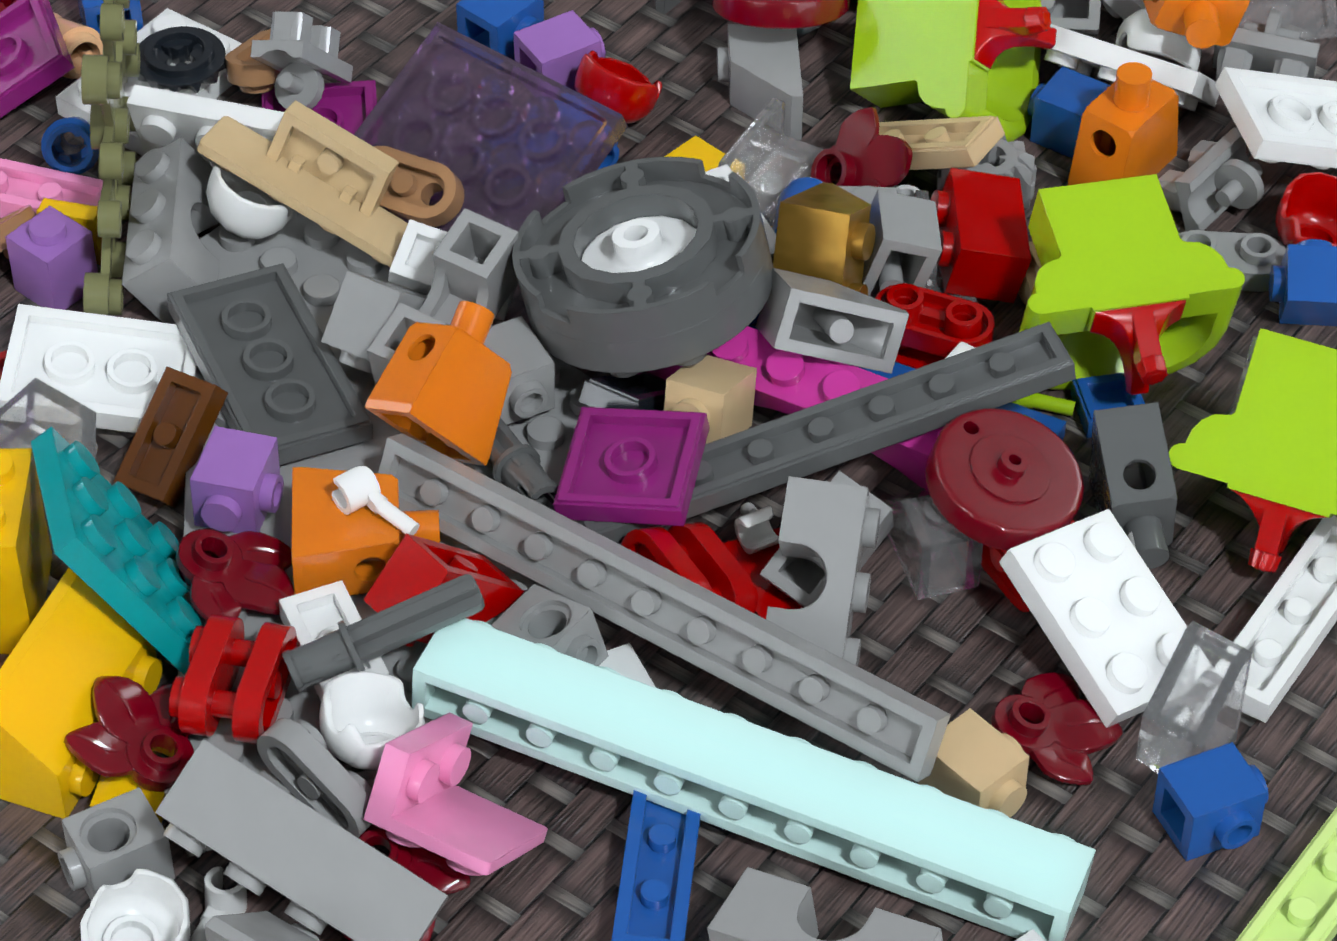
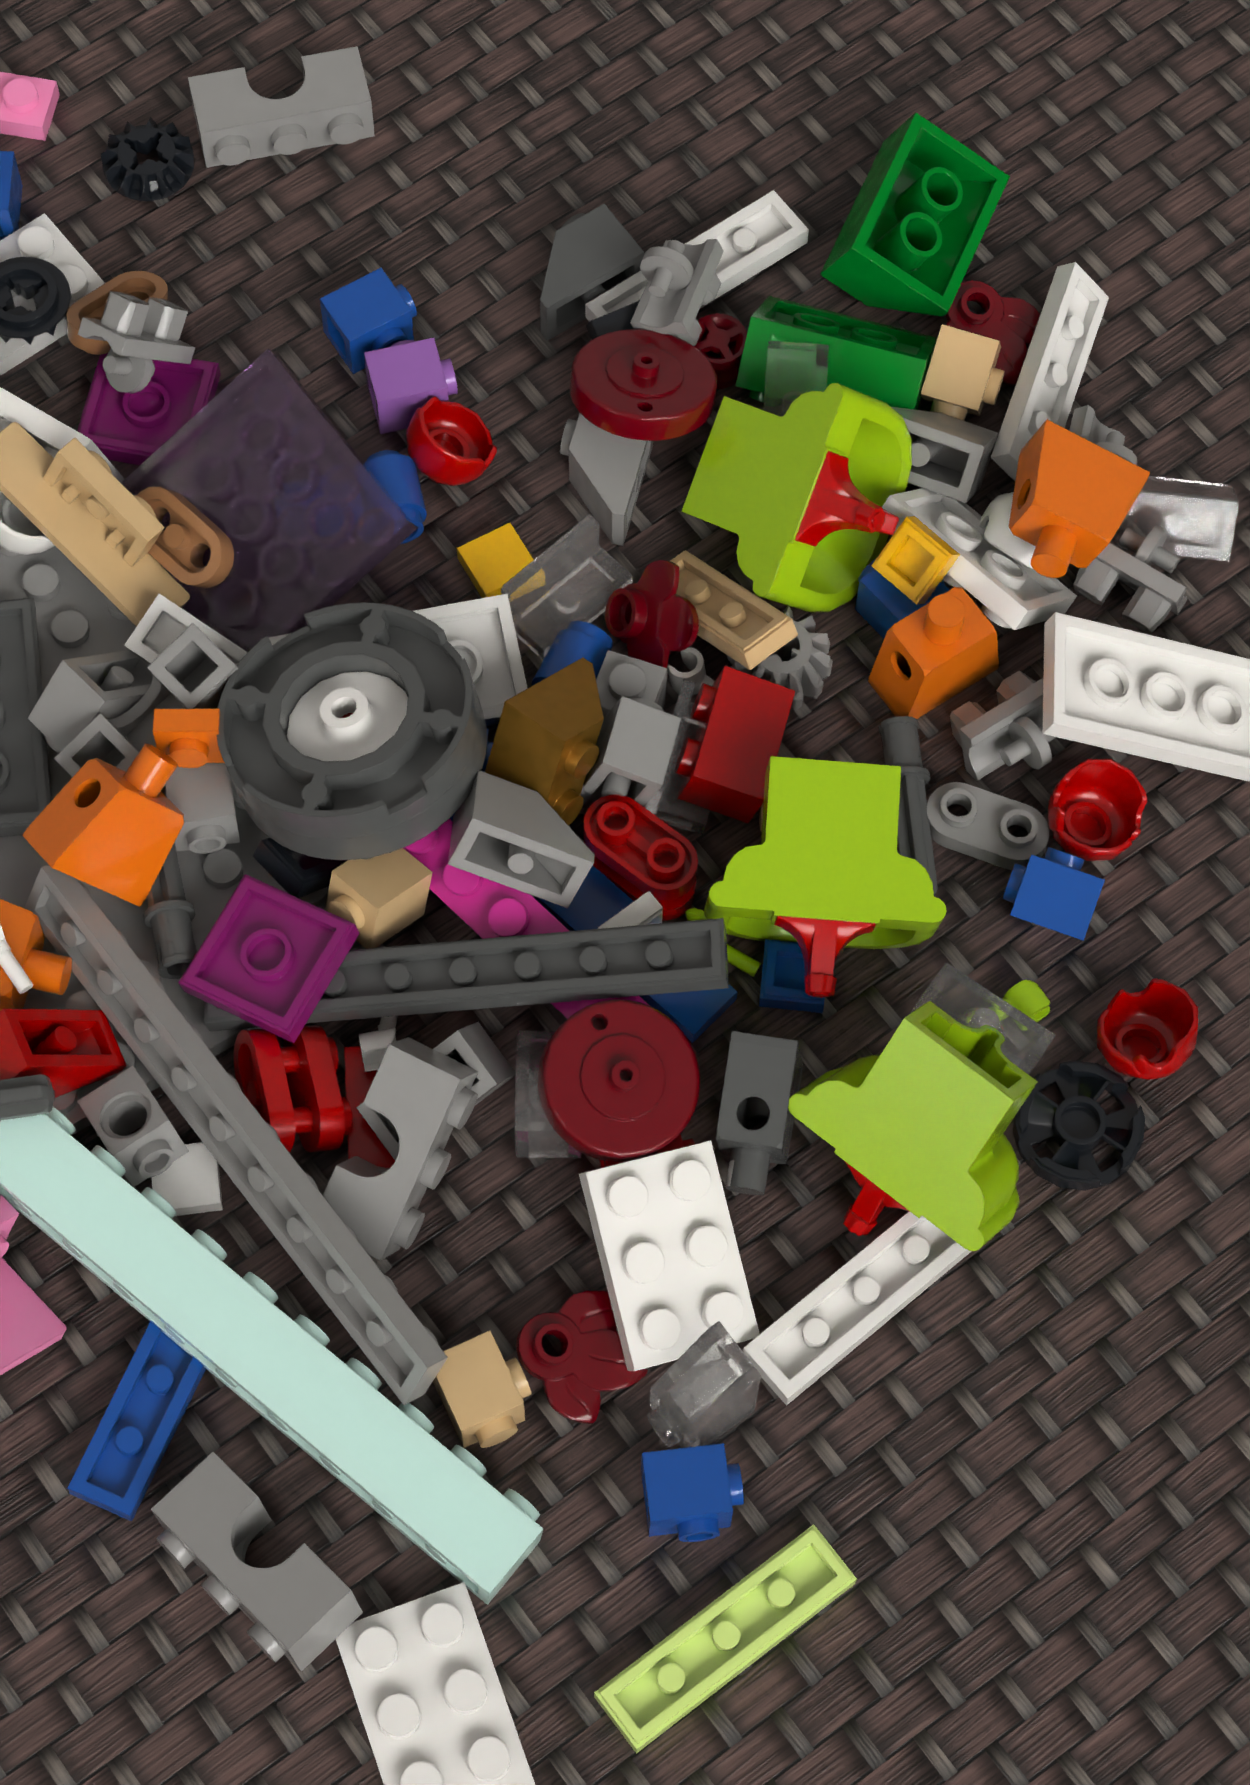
camera: 15 degrees right, 20 degrees up
(500, 292) = (188, 735): none -> orange plate
(1081, 62) = (915, 560): none -> yellow tile

